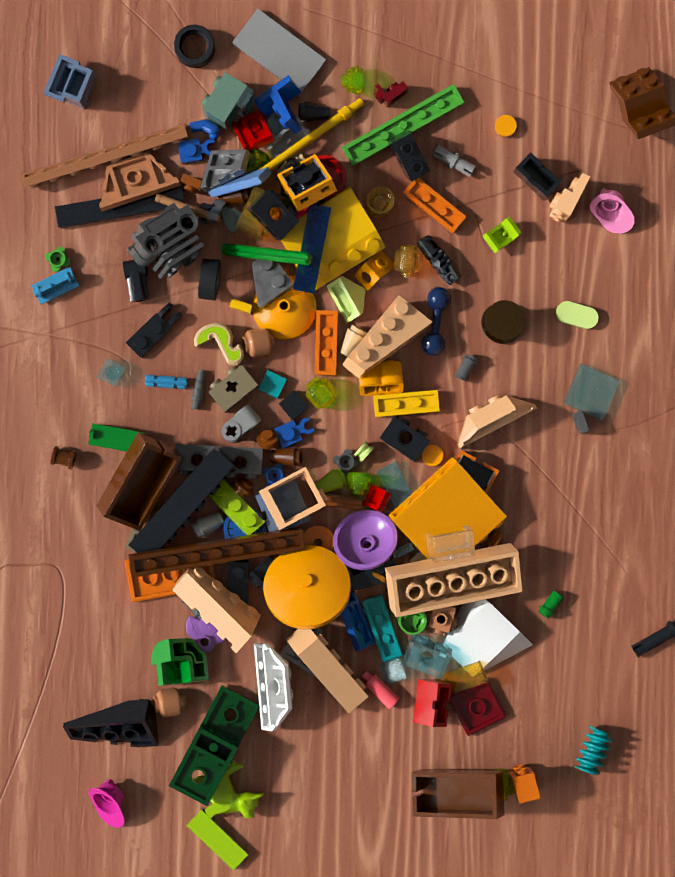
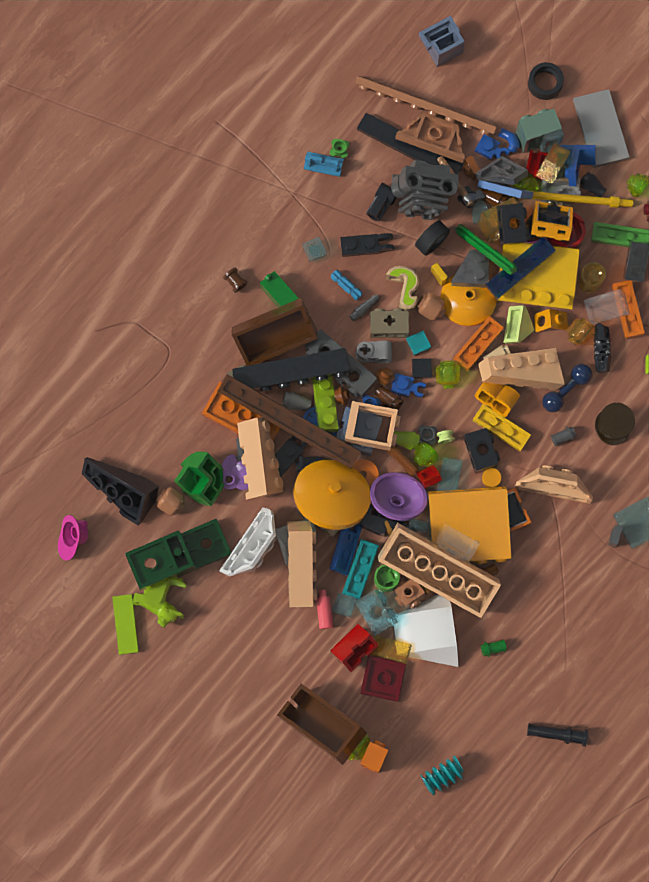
camera: 40 degrees right, 10 degrees down
(264, 124) = (553, 163): none -> clear yellow brick
(414, 219) = (606, 306): none -> clear panel

